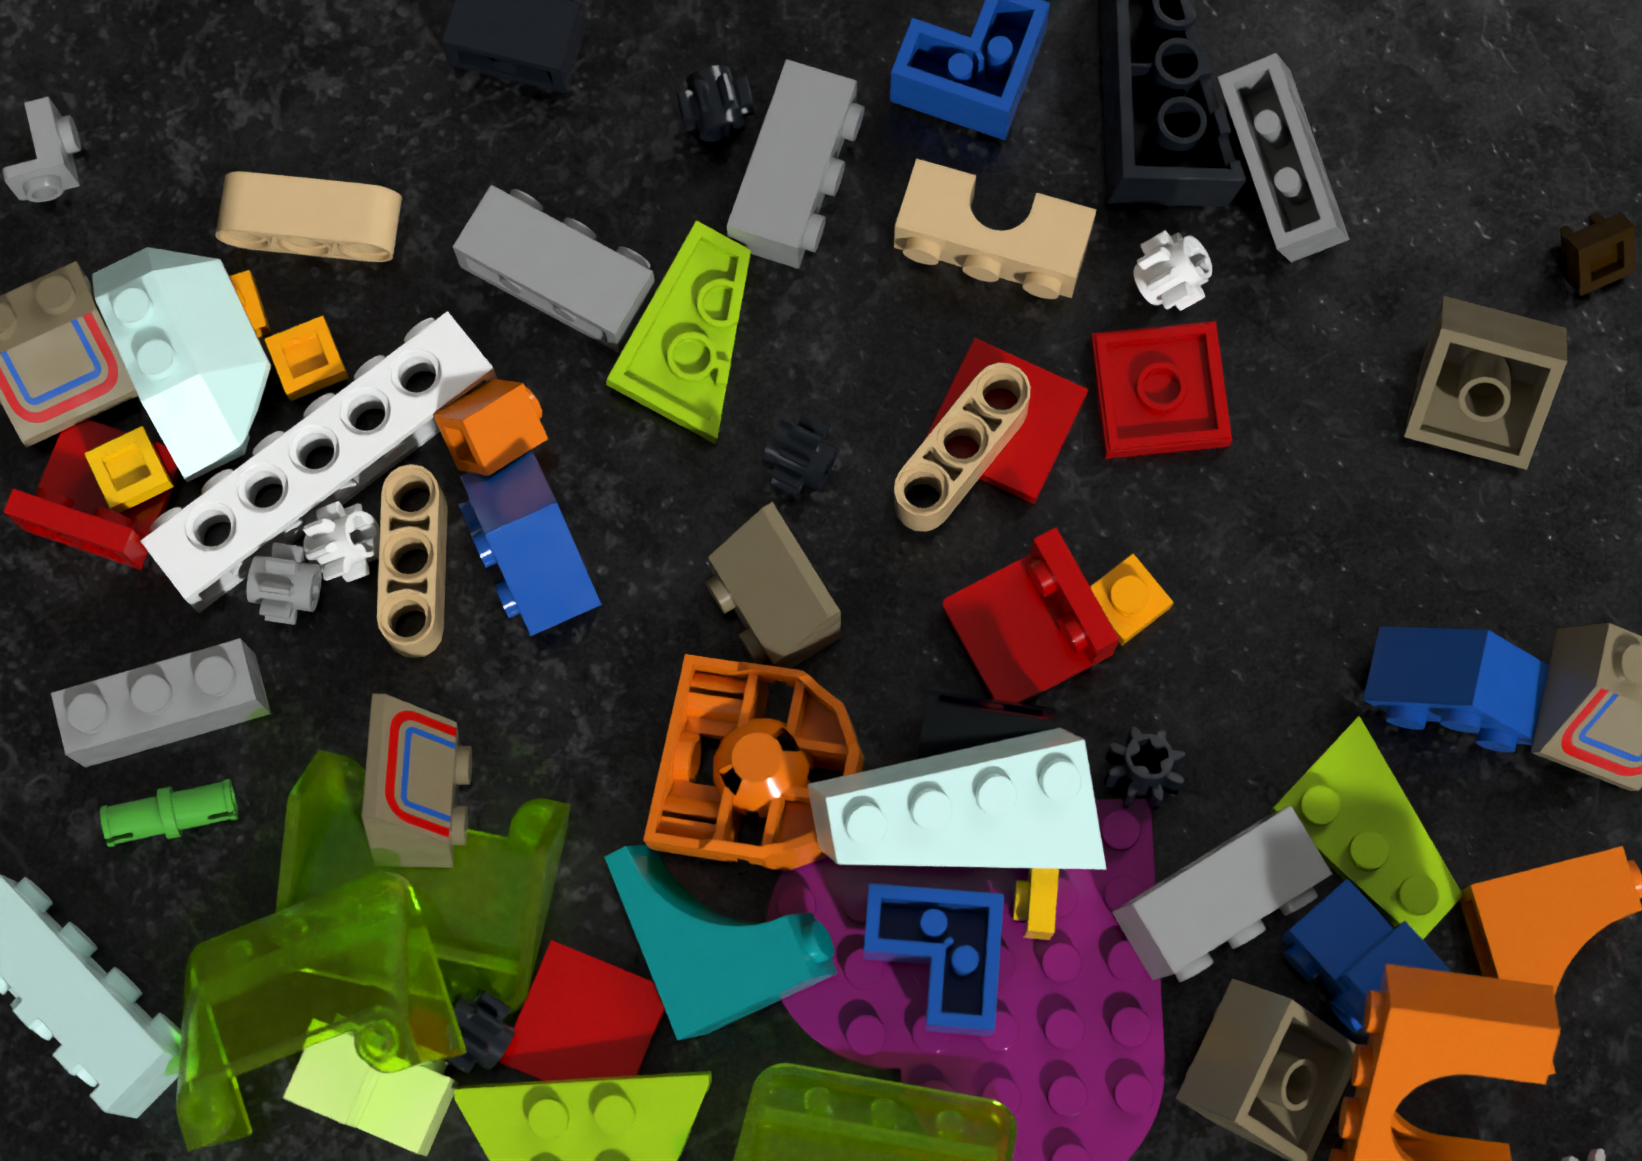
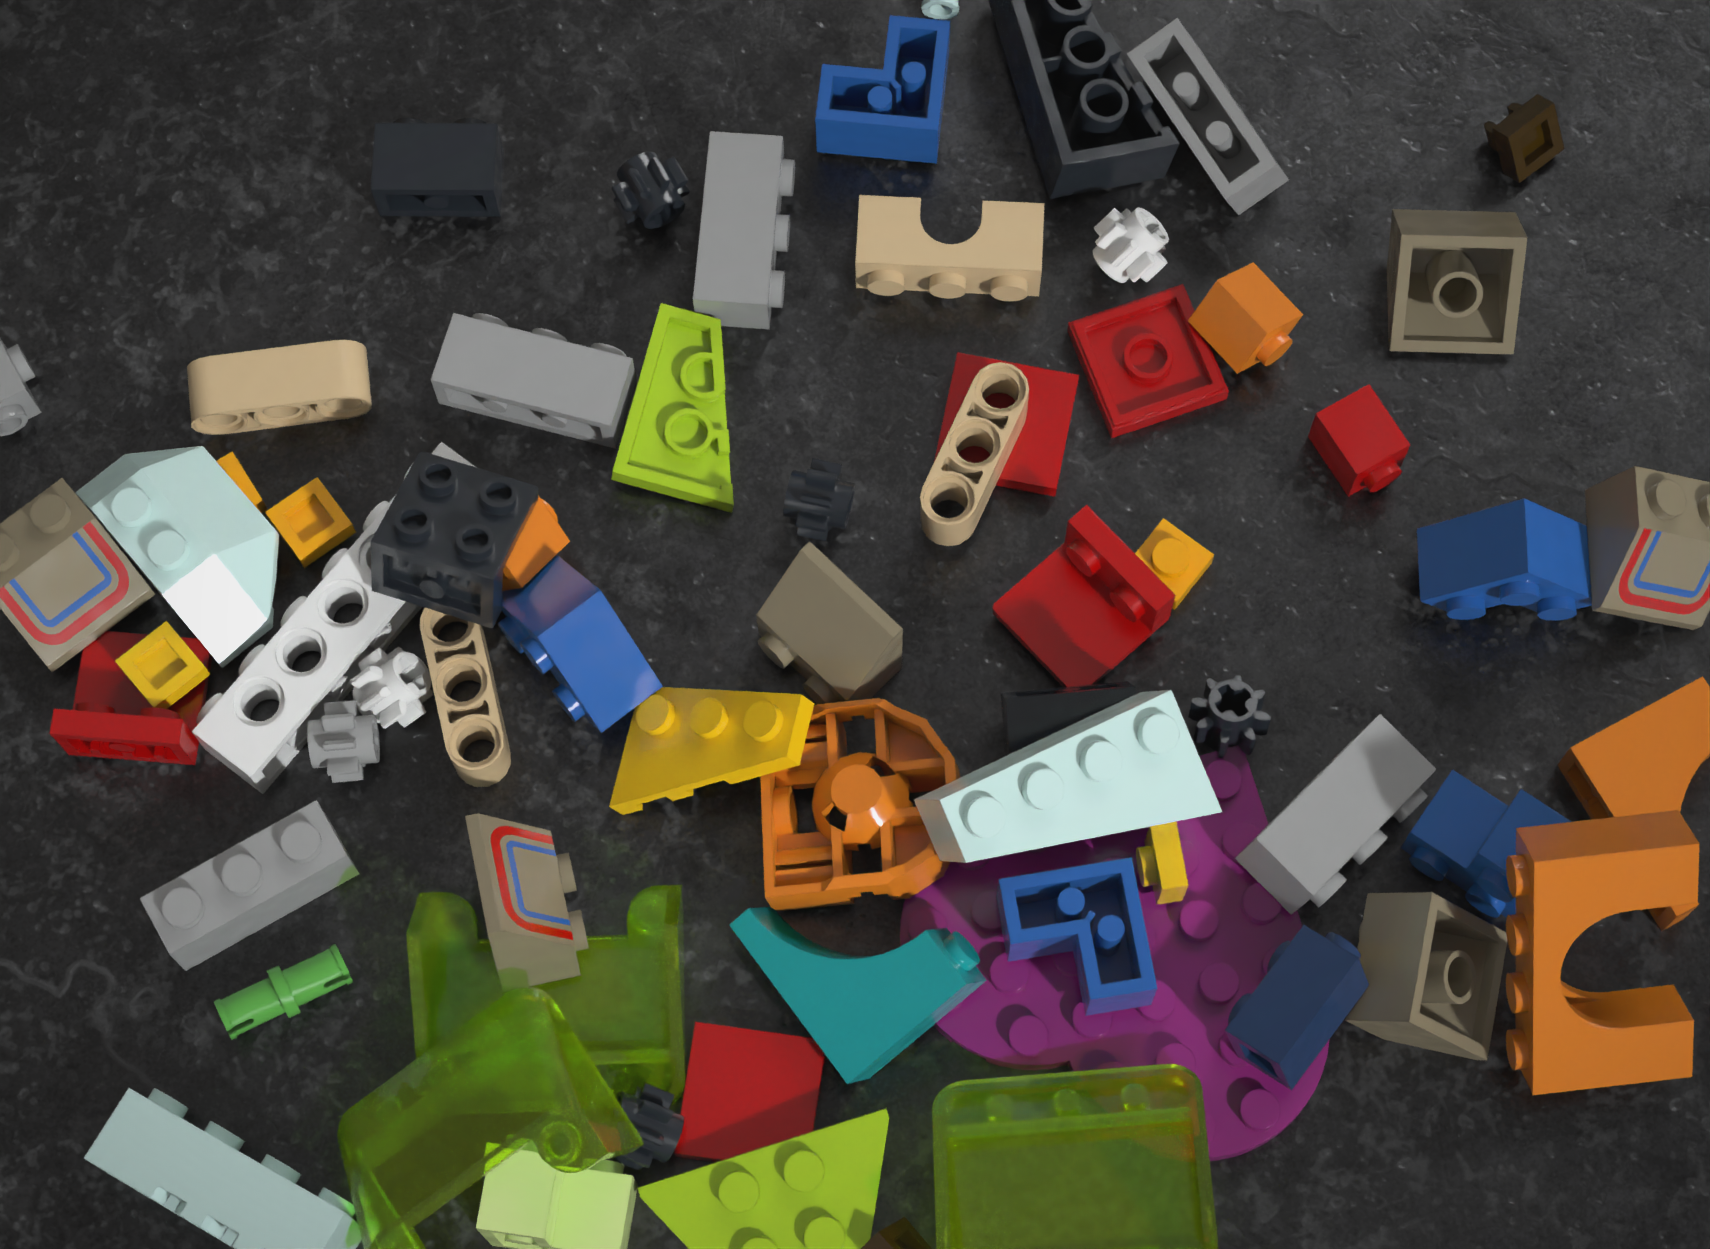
camera: 15 degrees left, 5 degrees down
(429, 411) = (450, 538): none -> black bracket
(629, 667) = (707, 737): none -> yellow wing
(1131, 1074) = (1297, 1004): none -> dark blue brick
(1267, 373) = (1246, 318): none -> orange brick
(1347, 524) = (1359, 442): none -> red brick
(1372, 832) = (1462, 722): lime wing -> none

